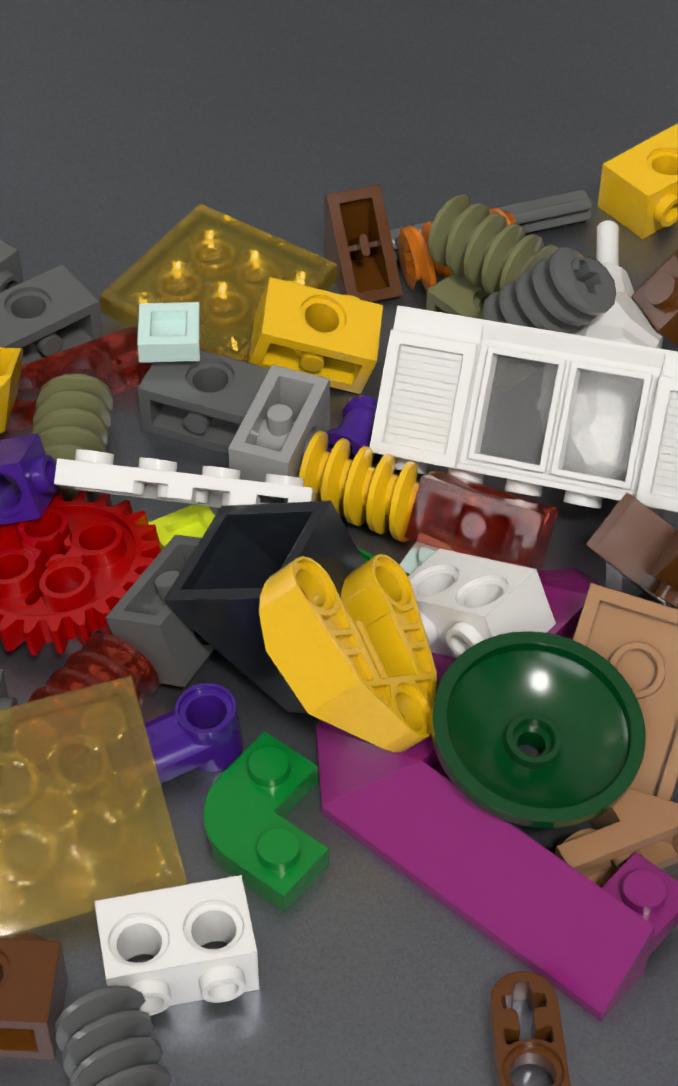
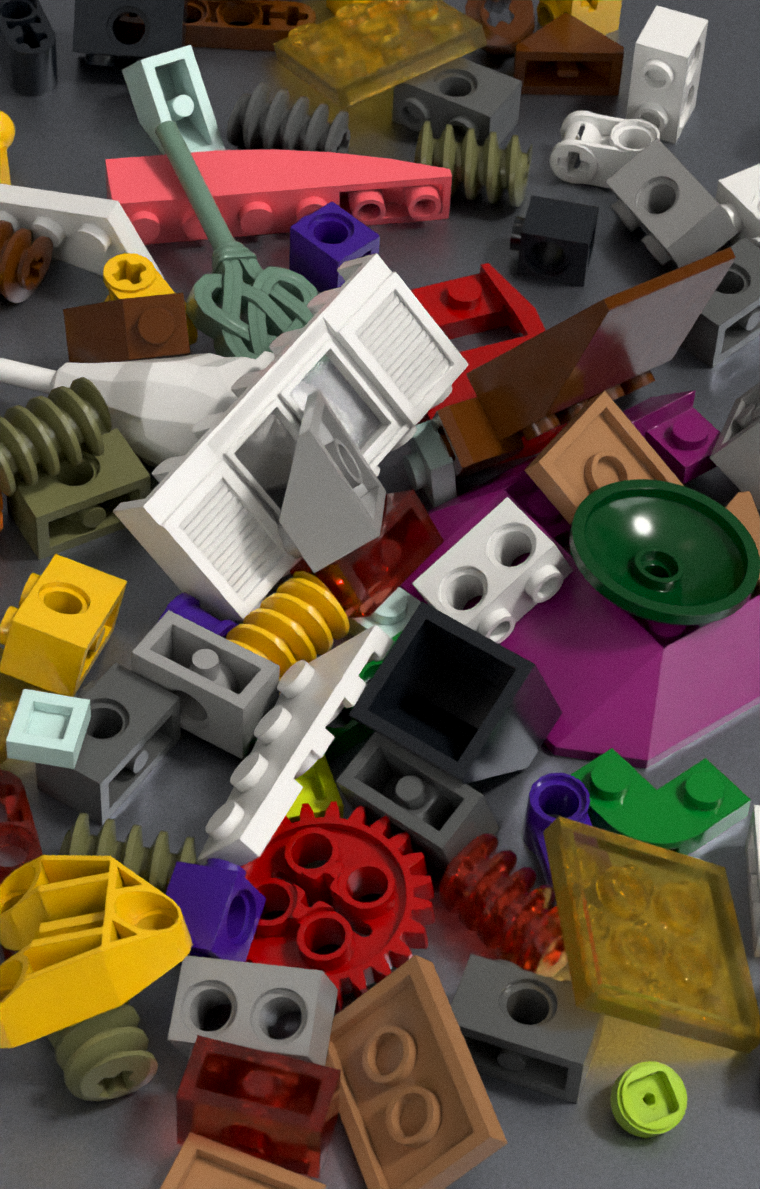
camera: 80 degrees left, 0 degrees up
(353, 656) = (568, 649): yellow connector -> none
(505, 432) = (331, 491): none -> light grey slope
(555, 294) = (166, 402): dark grey piece -> none

